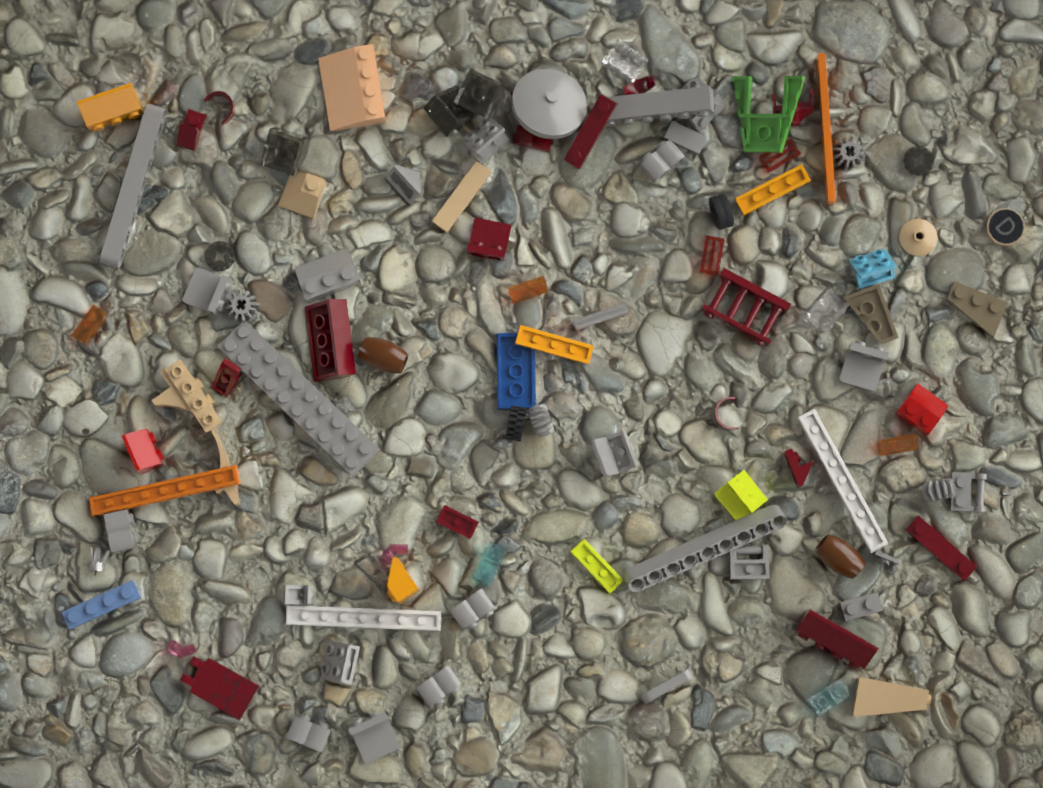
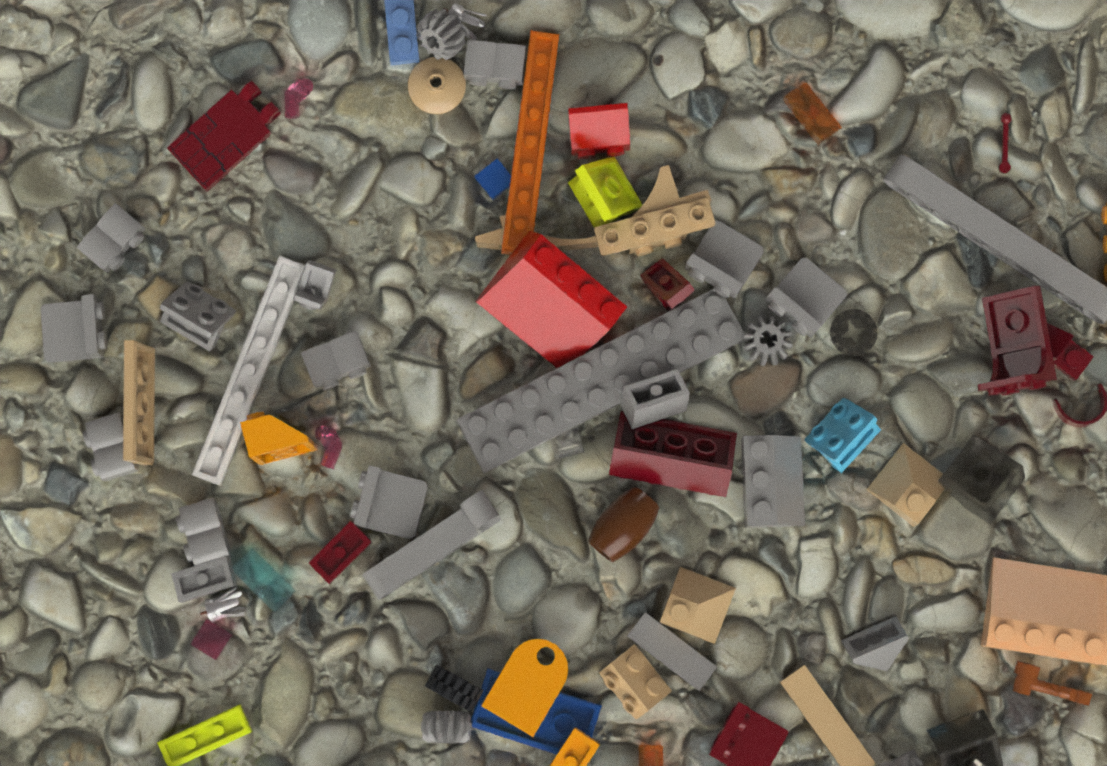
camera: 110 degrees right, 0 degrees up
(87, 198) = (1005, 167): none -> dark red hinge
(112, 570) = (441, 34): none -> light grey gear
(154, 568) = (436, 99): none -> tan dish
(181, 435) = (604, 191): none -> neon yellow bracket
(194, 155) = (1018, 342): none -> bracket
(194, 507) = (494, 179): none -> blue tile
(200, 348) = (724, 260): none -> light grey bracket
(260, 443) = (550, 301): none -> slope
(284, 242) = (843, 433): none -> medium azure bracket
(300, 361) = (655, 398): none -> light grey brick
(339, 565) = (336, 360): none -> light grey brick
(396, 88) = (1028, 680): none -> dark orange brick
(406, 676) = (139, 403): none -> tan tile
(417, 296) = (697, 605): none -> tan slope
(417, 501) = (389, 502): none -> light grey bracket
(433, 465) = (471, 520): none -> light grey beam
(450, 302) = (672, 651): none -> light grey tile
(476, 318) = (635, 682): none -> tan bracket
(501, 380) = (527, 687): none -> light orange tile
(501, 599) = (204, 579): none -> light grey plate
(513, 581) = (221, 606): none -> flat silver piece
(536, 583) = (211, 639): none -> clear pink tile

